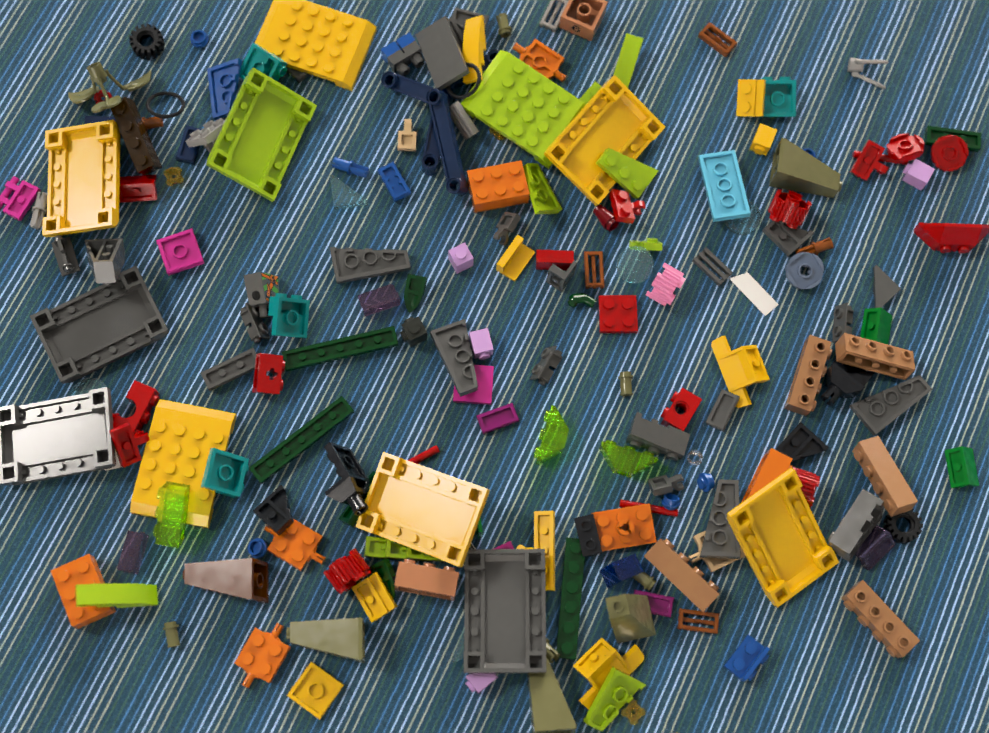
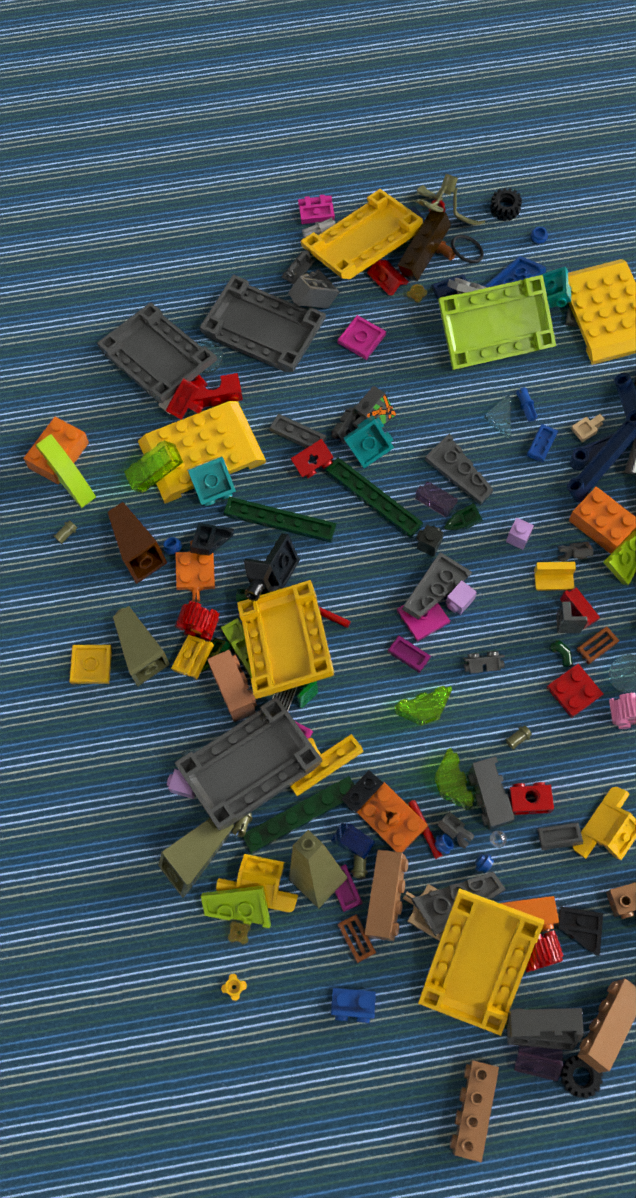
camera: 65 degrees right, 5 degrees down
(132, 552) = (109, 464): clear purple panel -> none
(262, 655) = (92, 606): orange plate -> none

